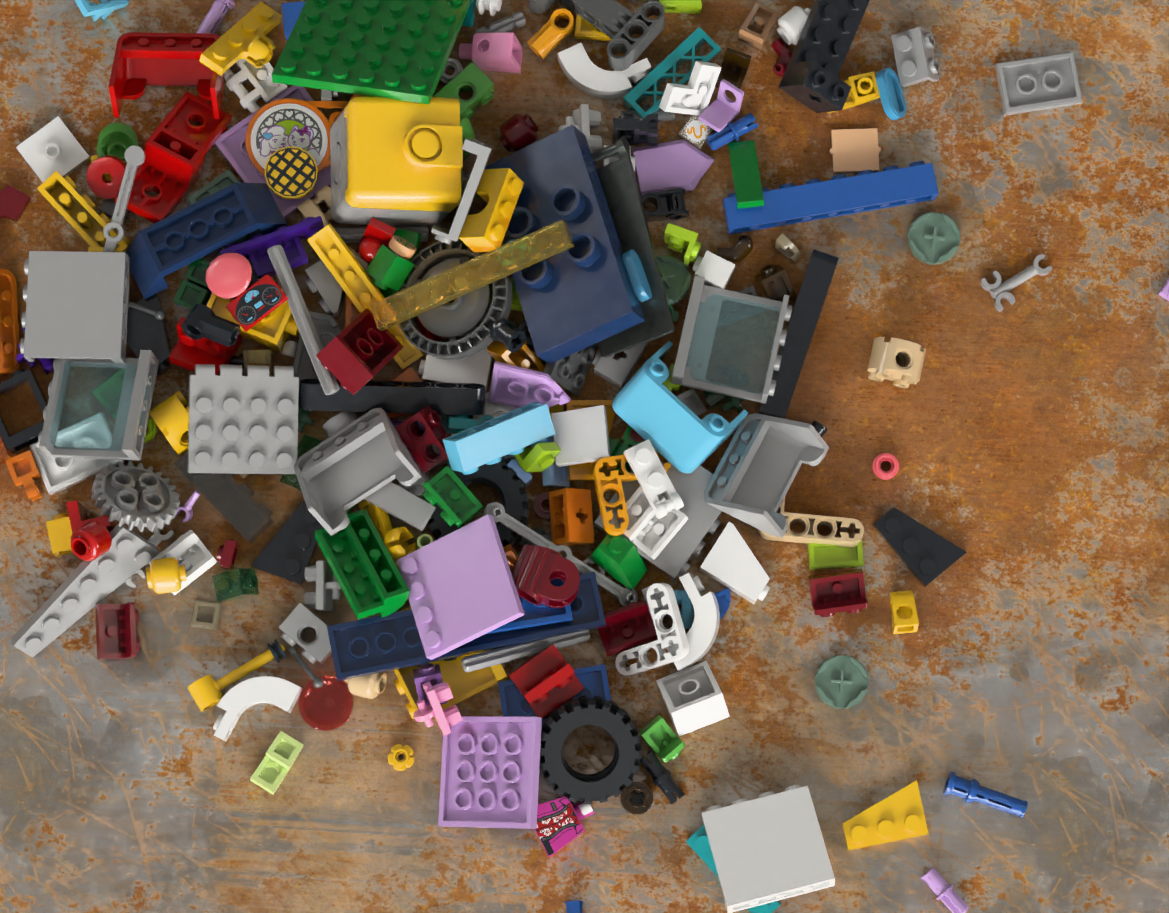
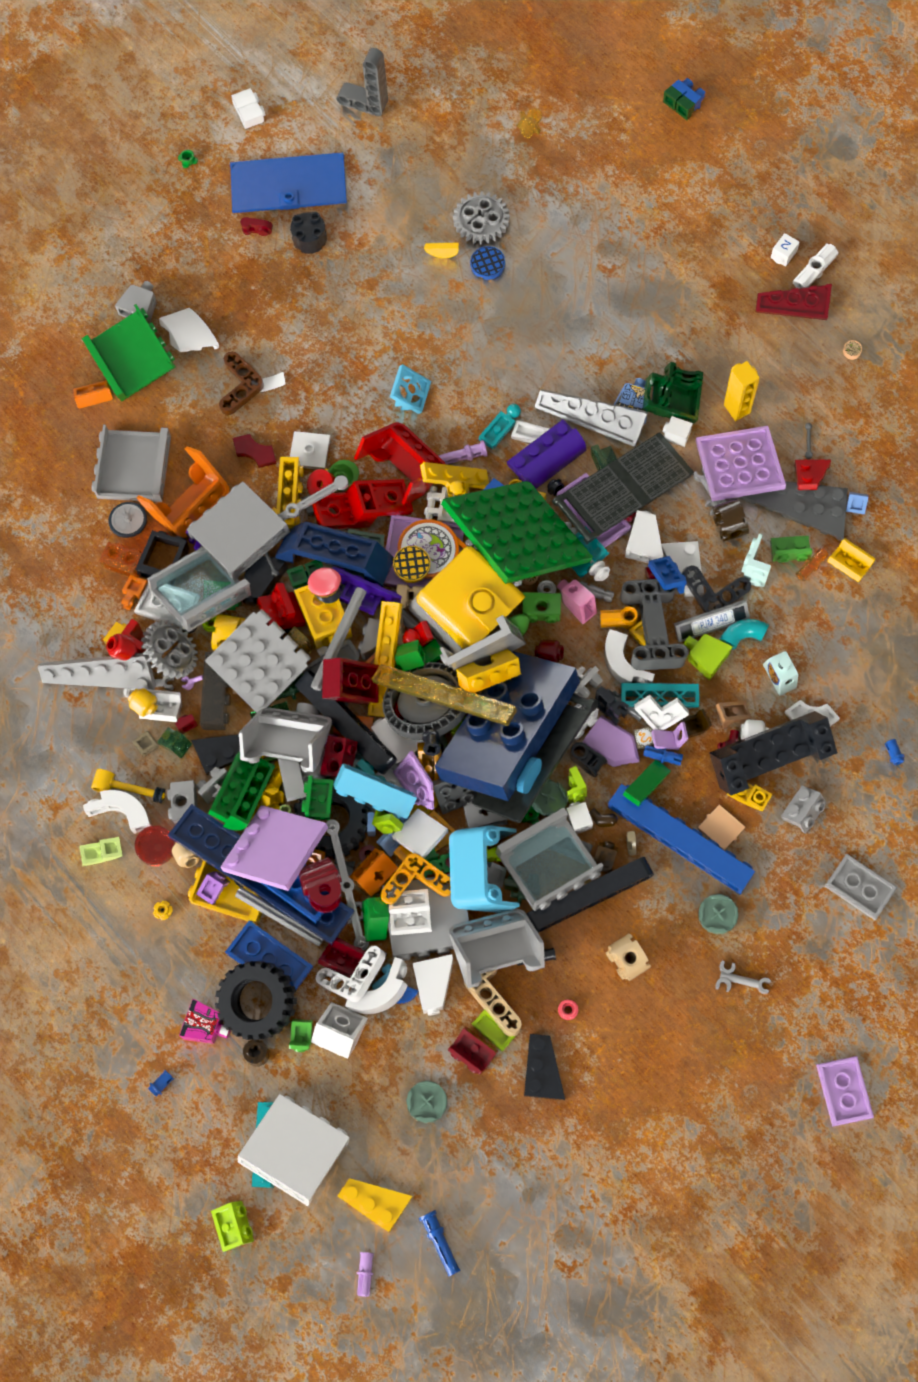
camera: 50 degrees right, 10 degrees down
(116, 631) = (93, 707): dark red bracket -> none
(204, 323) = (288, 594): black piece -> none
(256, 302) = (324, 607): slope -> none
(317, 682) = (160, 829): dark grey hinge -> none
(402, 247) = (427, 650): light nougat tile -> none
(436, 695) = (201, 909): bright pink hips -> none
(491, 773) = (194, 961): lavender plate -> none
(546, 681) = (271, 943): red bracket -> none
(653, 478) = (432, 889): white plate -> none
(661, 777) = (280, 1055): black pin -> none
(891, 93) = (770, 815): dark azure tile -> none
(903, 612) = (497, 1097): yellow leg -> none

